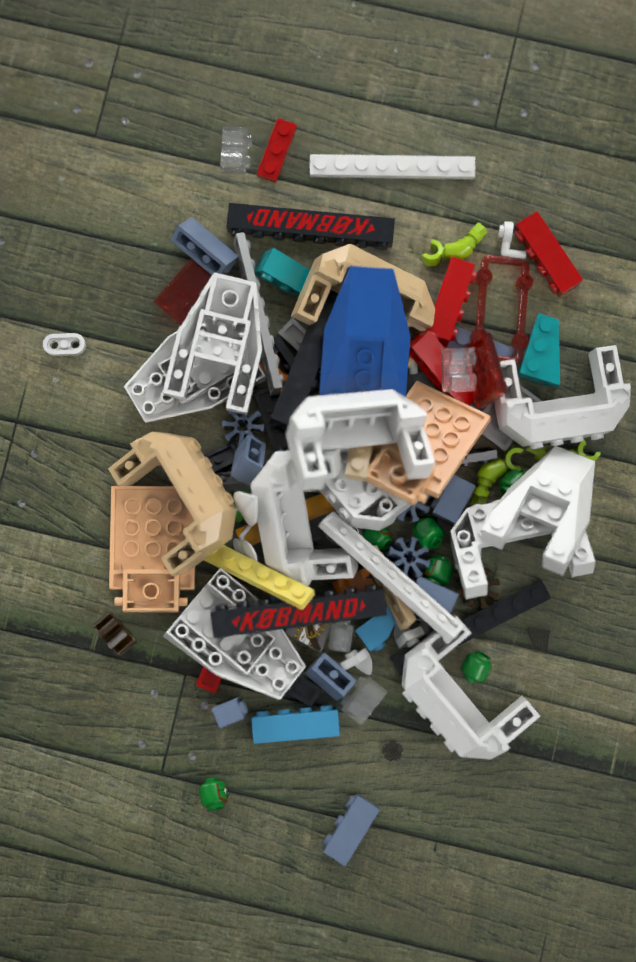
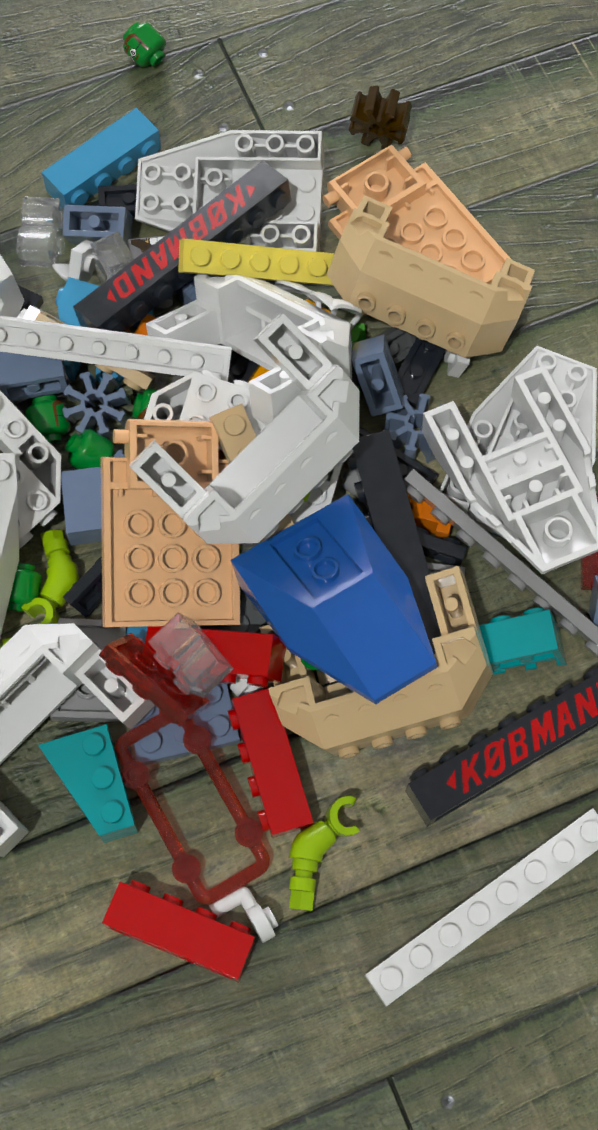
camera: 140 degrees right, 15 degrees down
(230, 712) = (187, 116): sand blue brick -> none

